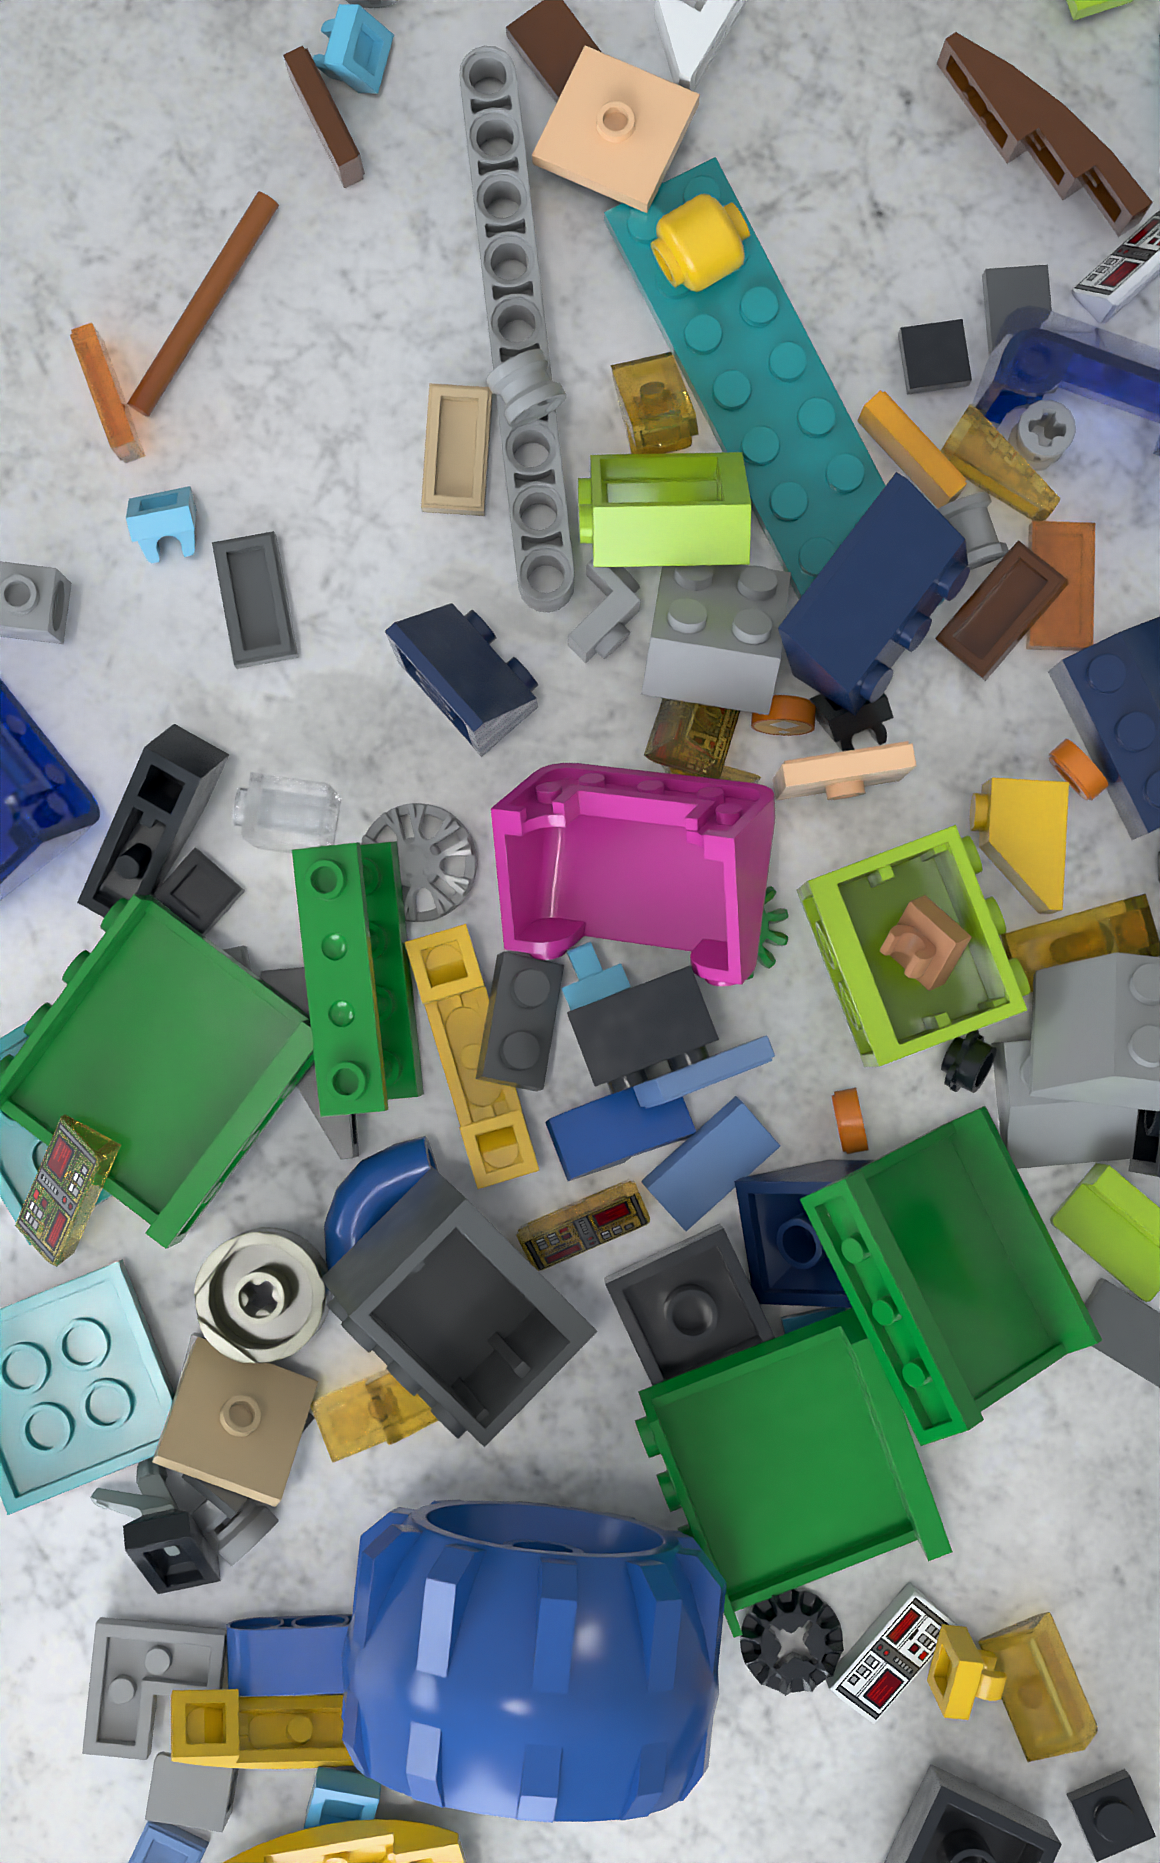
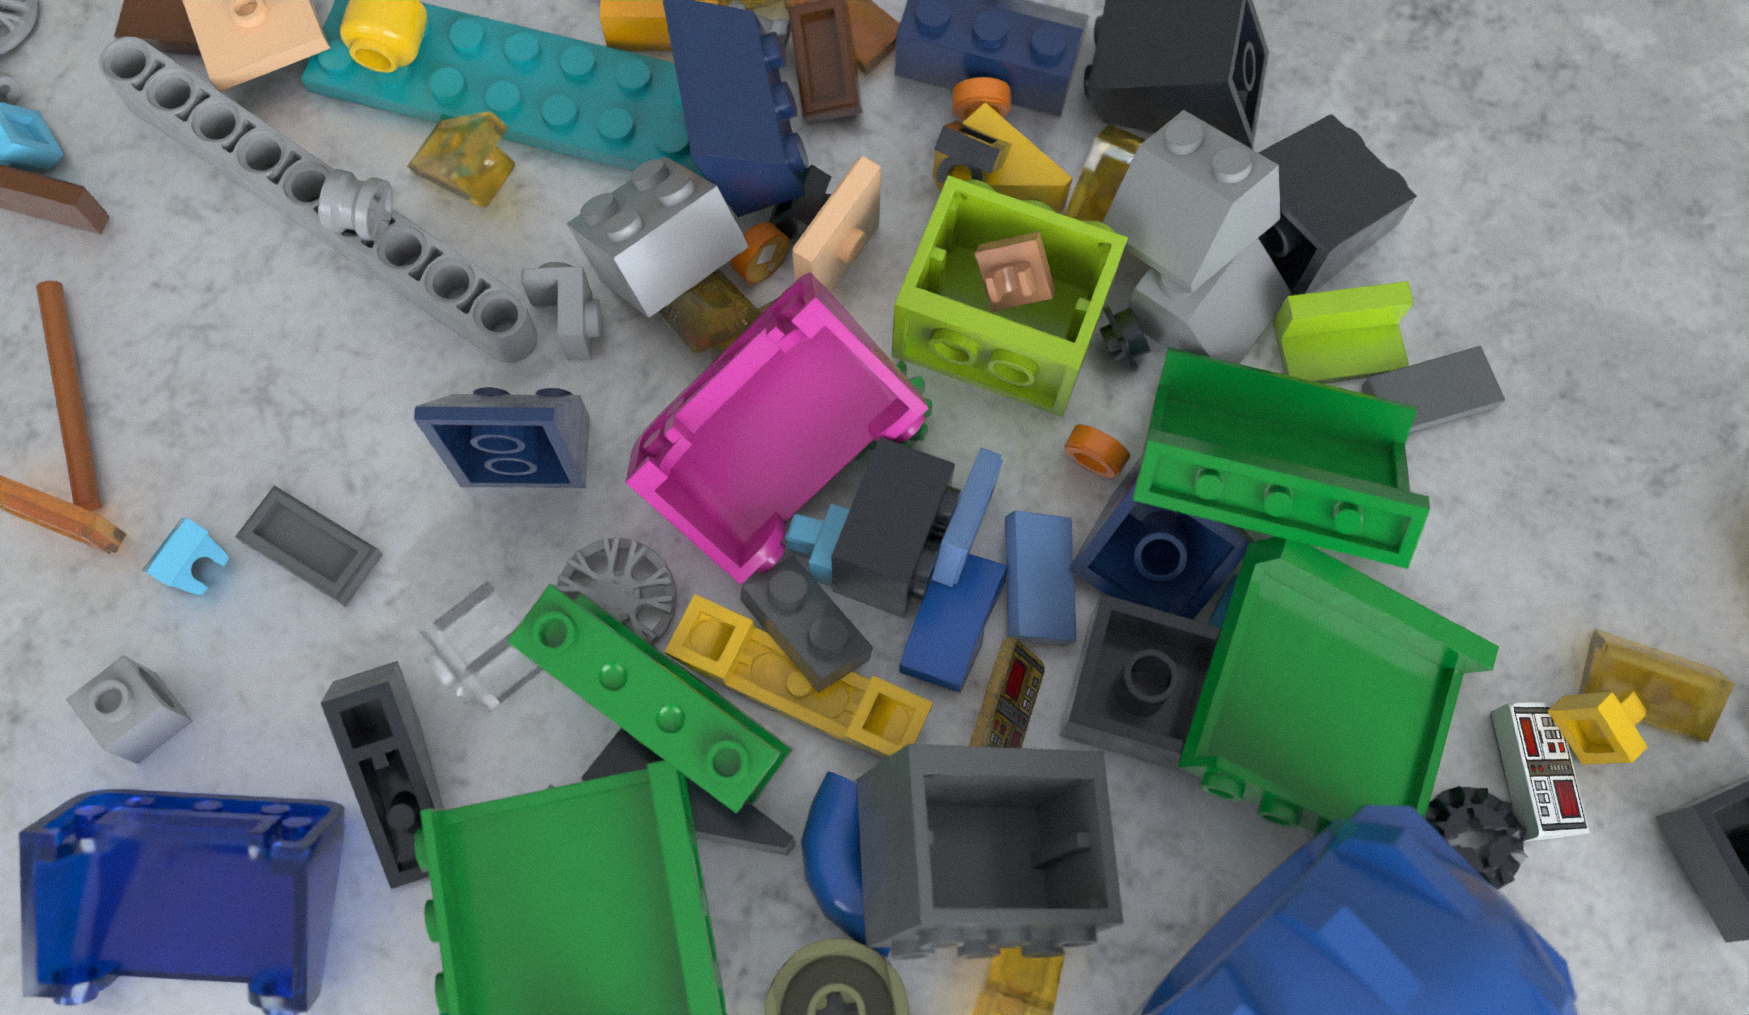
camera: 50 degrees left, 15 degrees down
(199, 892) = (476, 776): black tile -> none
(456, 449) = (354, 313): tan tile -> none
(666, 509) = (539, 193): lime window -> none
(1006, 816) = (969, 148): none -> black tile

